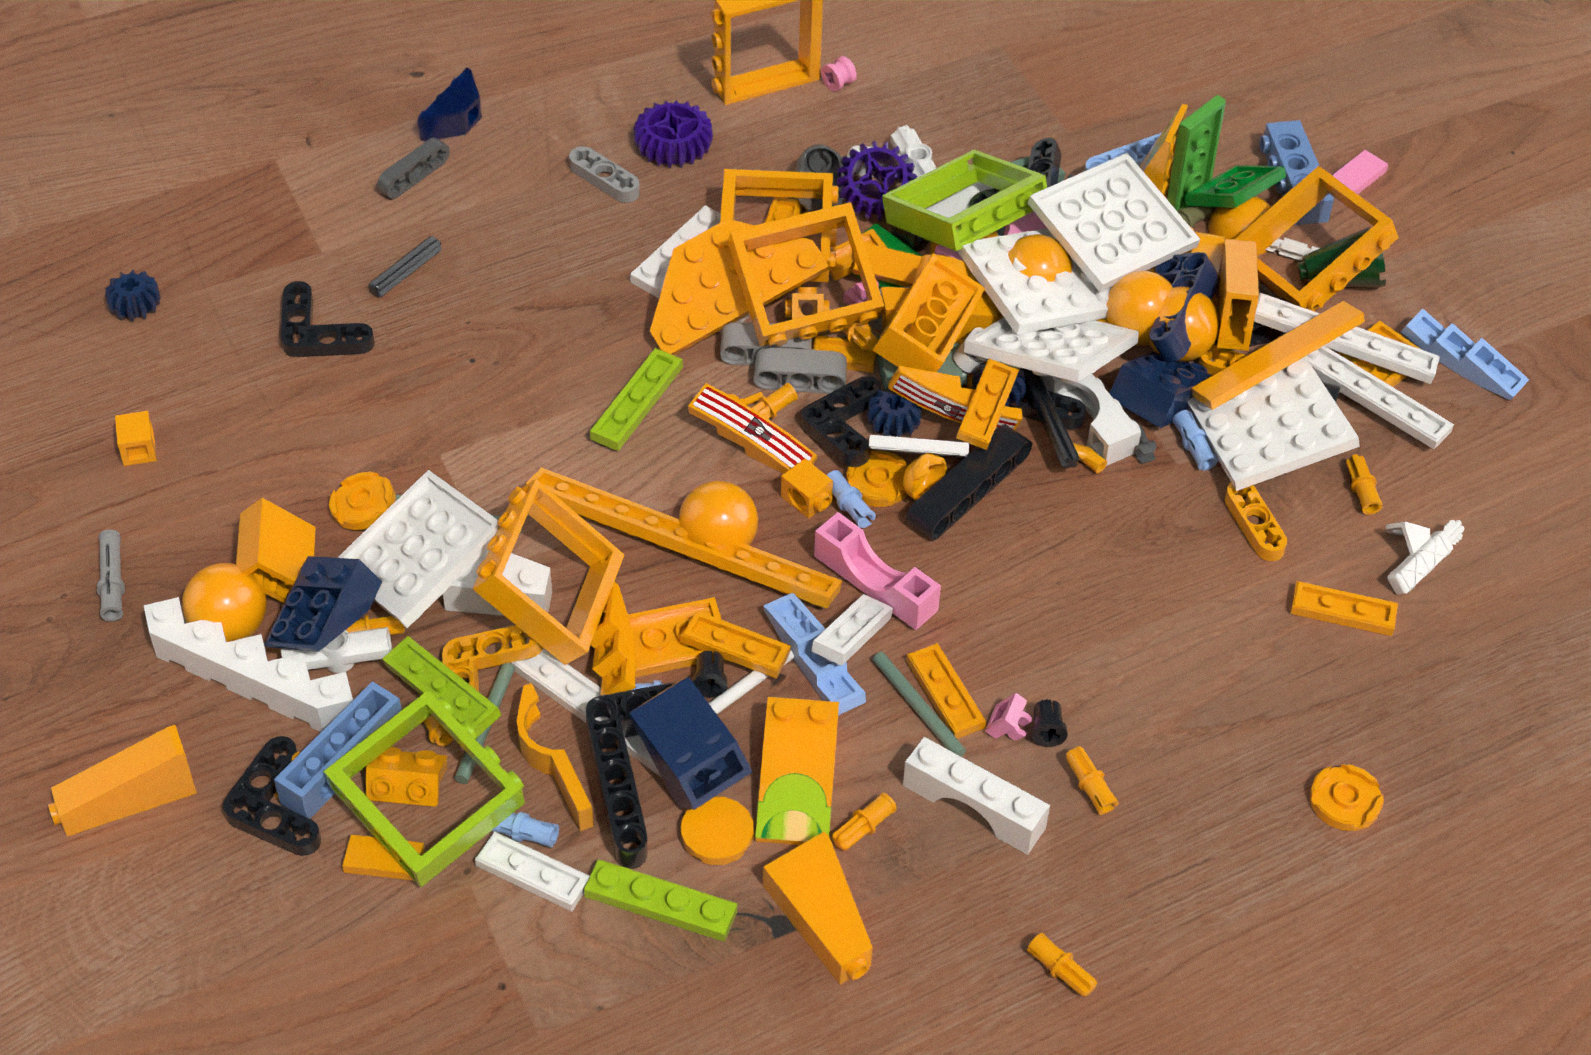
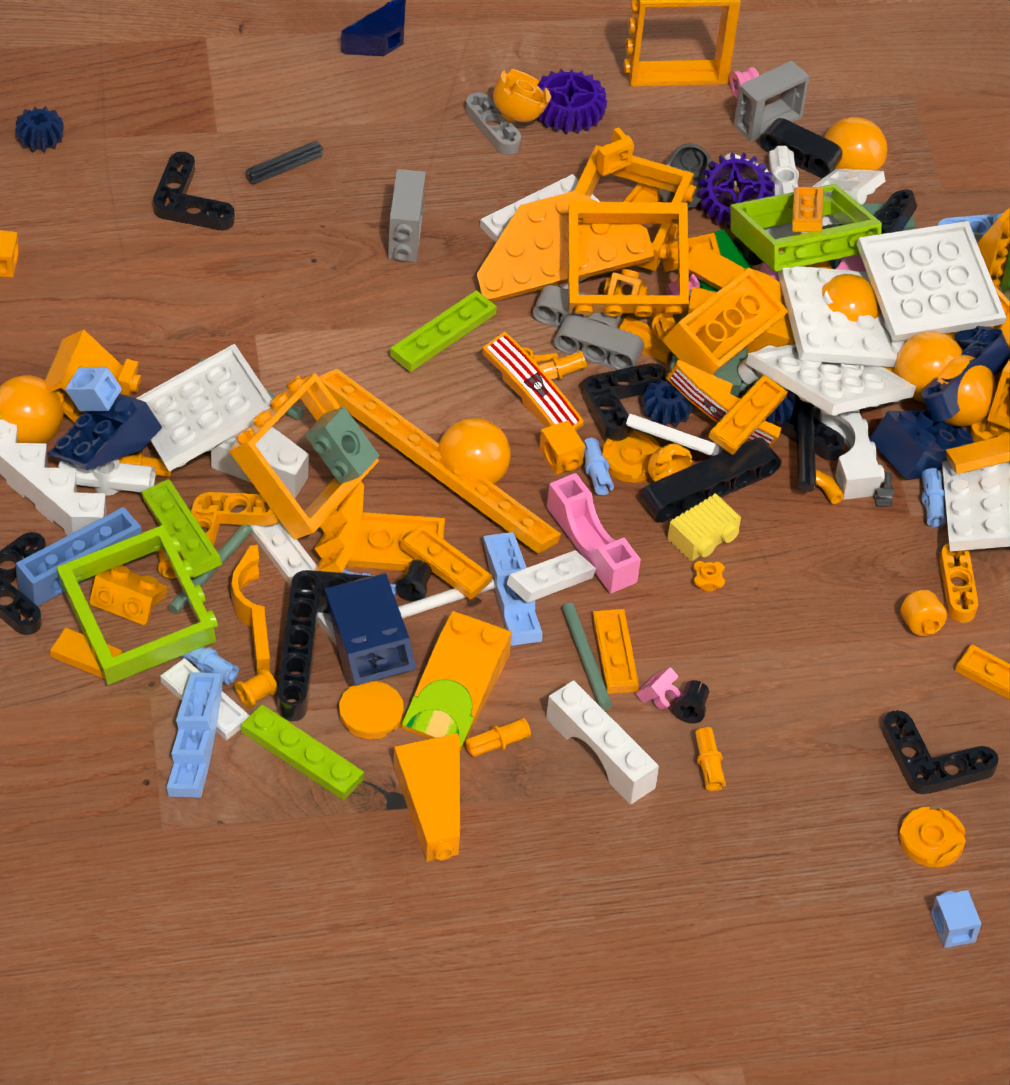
camera: 15 degrees right, 0 degrees up
(296, 560) = (93, 389): none -> light blue brick
(325, 539) = (129, 379): none -> light orange plate
(361, 500) = (172, 355): light orange tile -> none
(427, 159) = (307, 82): dark grey beam -> none
(539, 916) = (196, 734): none -> light blue slope
(556, 288) = (406, 215): none -> light grey window
(586, 842) = (256, 688): none -> light orange bush
(587, 549) = (342, 445): none -> sand green brick
(626, 141) = (519, 97): none -> light orange cylinder
(751, 172) = (616, 154): none -> light orange bracket
(862, 98) = (753, 116): none -> light grey window
(933, 125) = (810, 150): none -> black beam
(965, 180) = (808, 209): none -> light orange tile
(968, 109) = (861, 143): none -> light orange piece
(984, 534) = (704, 527): none -> light yellow brick
(991, 142) = (854, 182): none -> white plate
(1005, 589) = (706, 581): none -> light orange plate
(1061, 964) = (619, 898): light orange axle -> none
(1238, 562) = (923, 613): none -> light orange head
(1305, 721) = (926, 765): none -> black beam
(1411, 880) = (956, 918): none -> light blue brick

